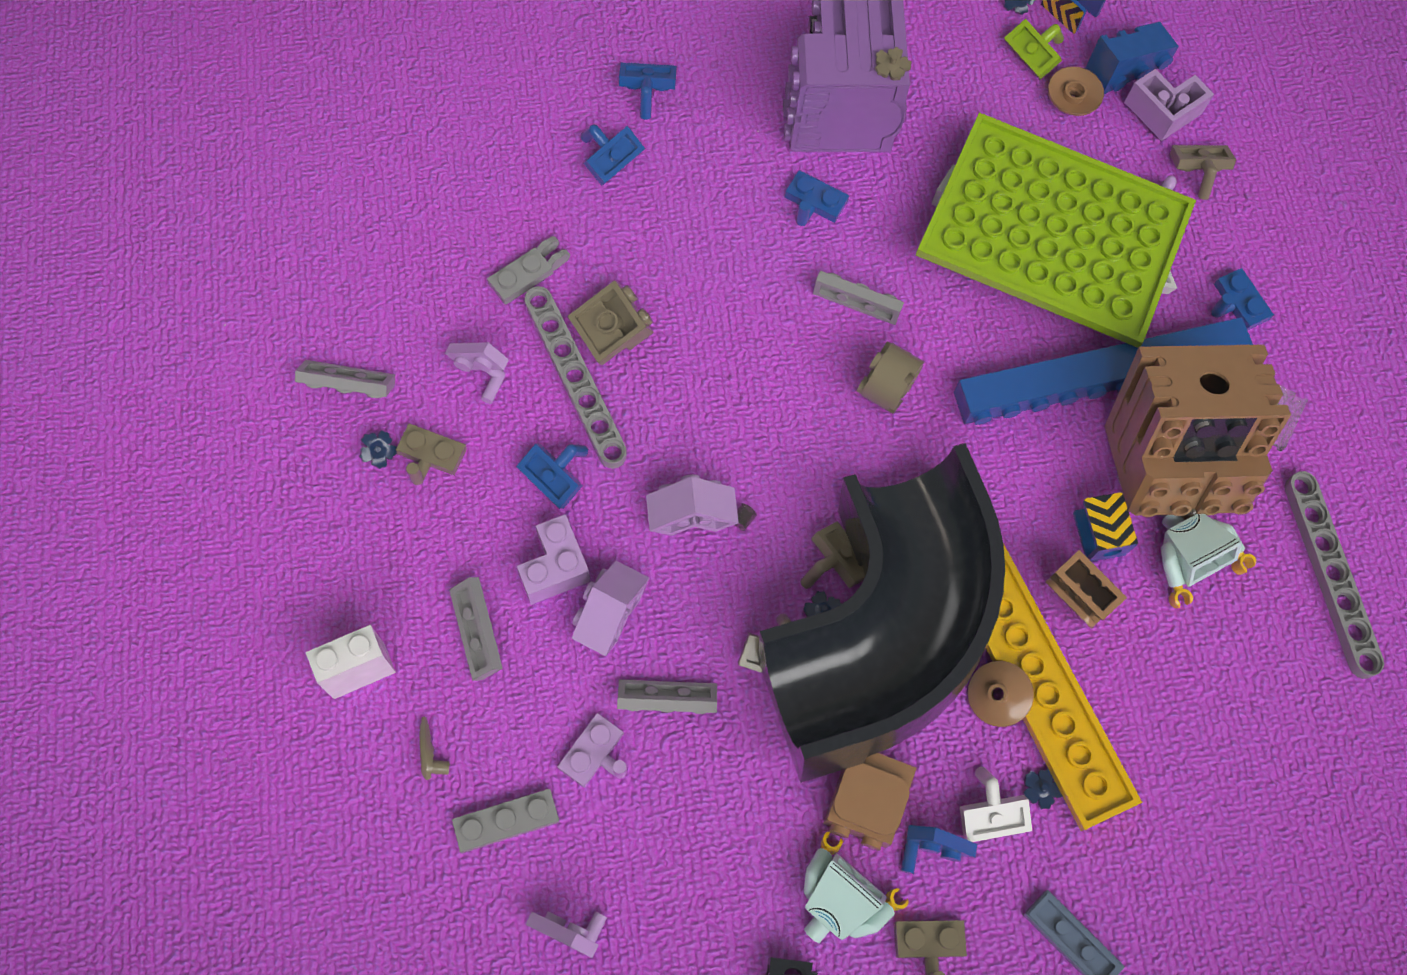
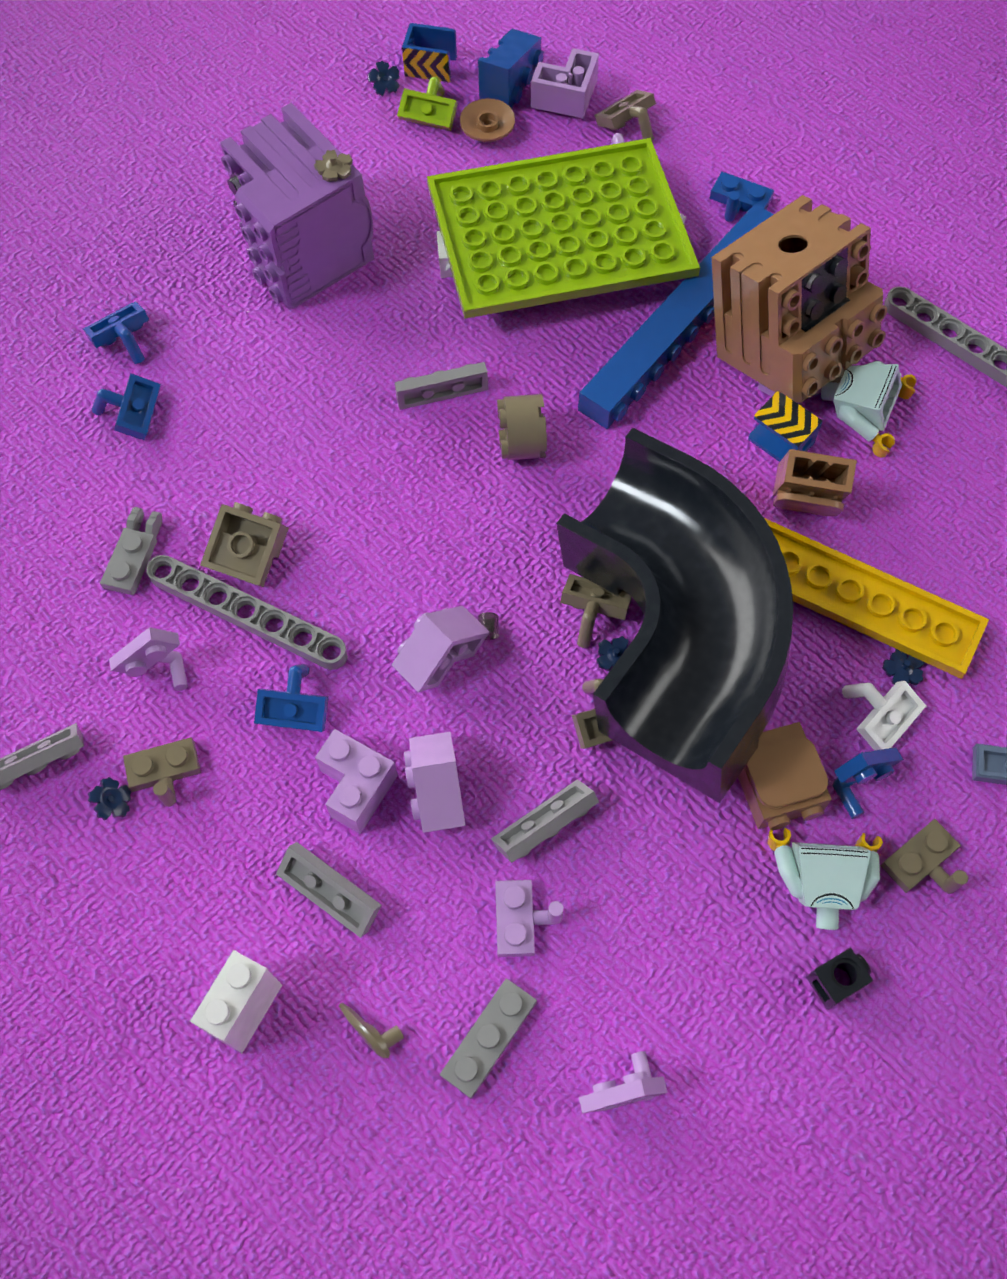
camera: 30 degrees left, 5 degrees down
(815, 197) = (341, 332): blue plate -> none
(1017, 693) = (831, 616): medium nougat dish -> none

